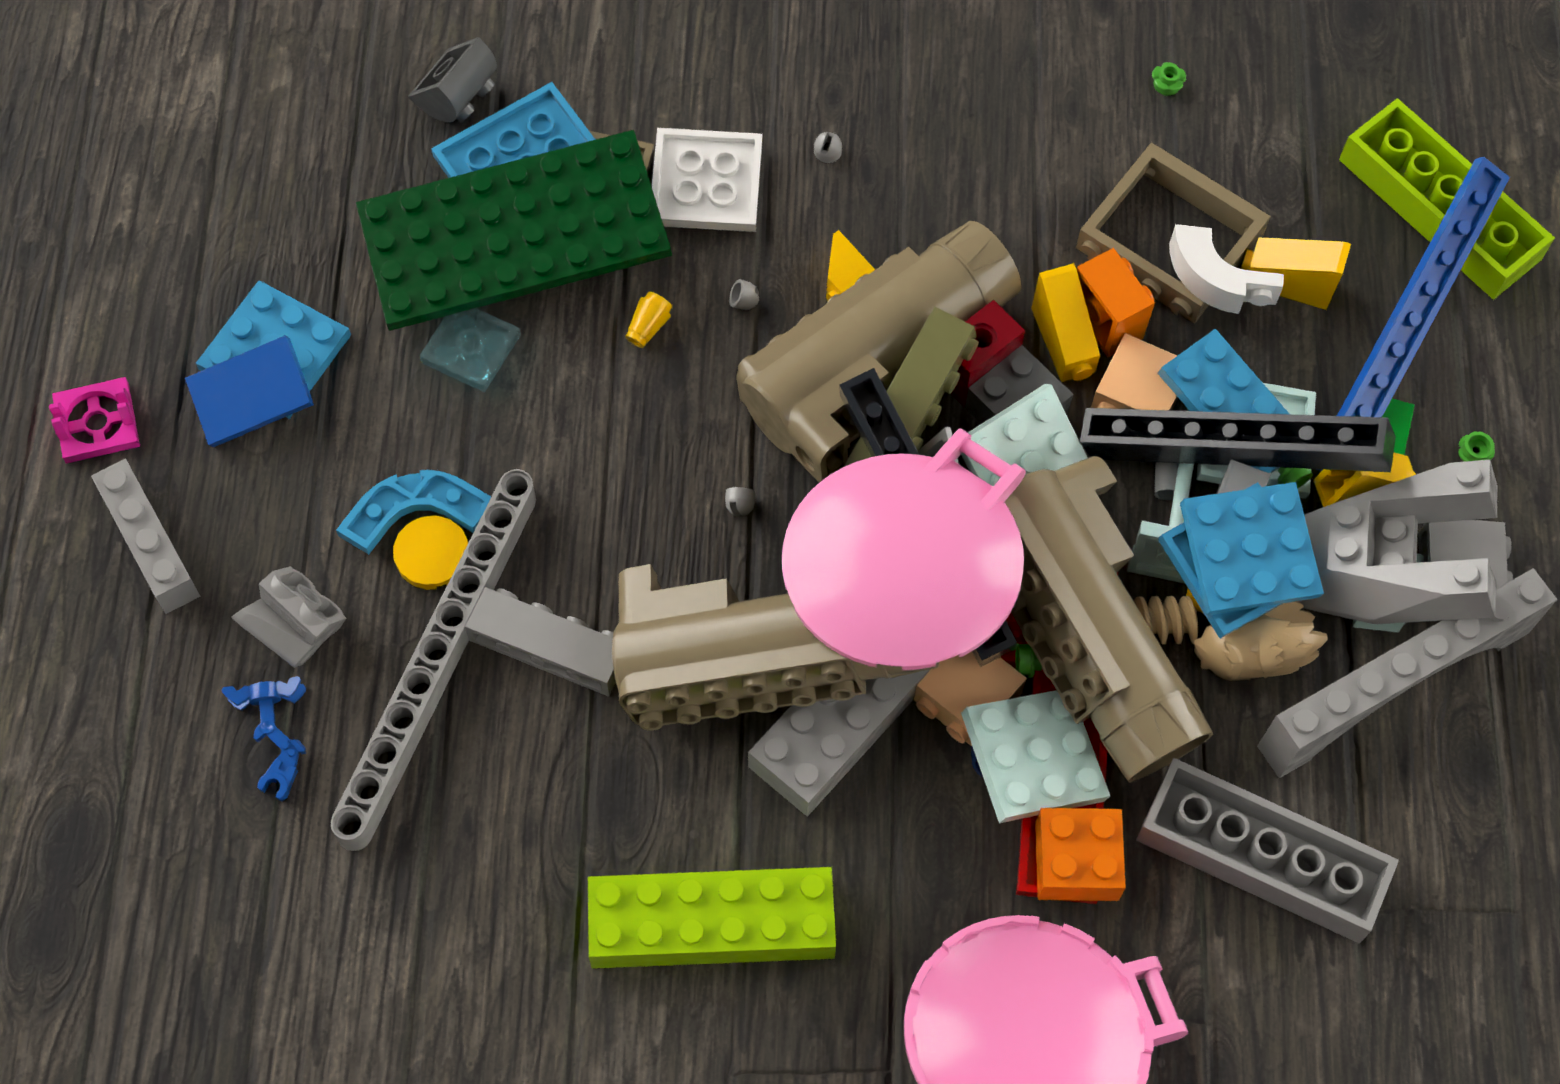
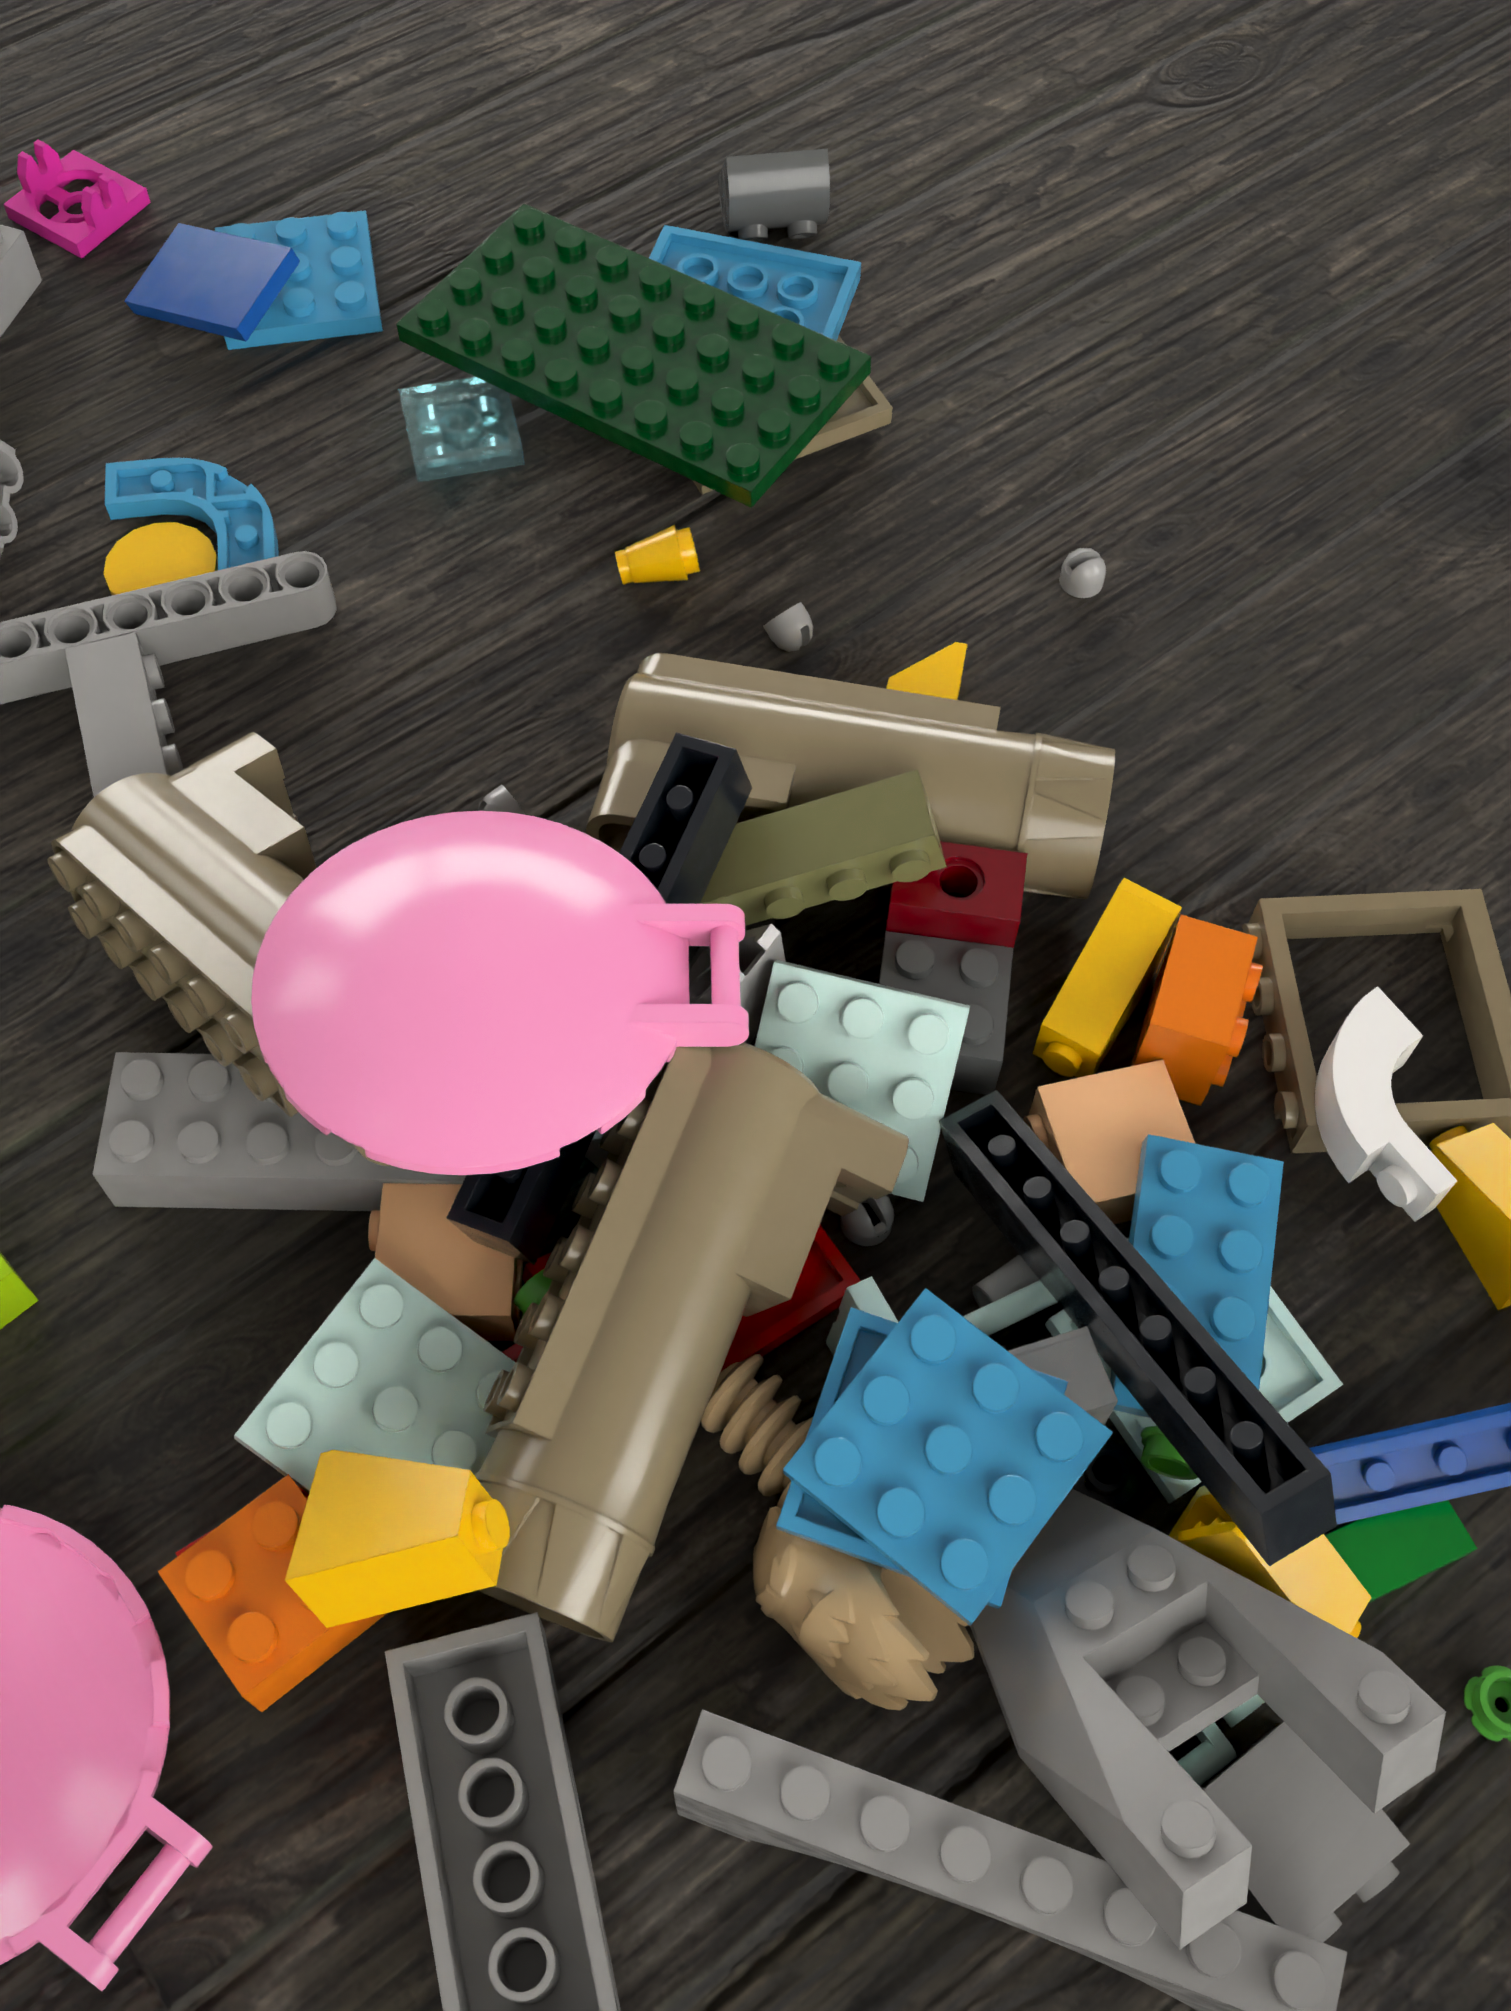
camera: 50 degrees right, 5 degrees down
(707, 178) = (903, 488): white plate -> none
(1121, 771) = (393, 1536): none -> yellow slope

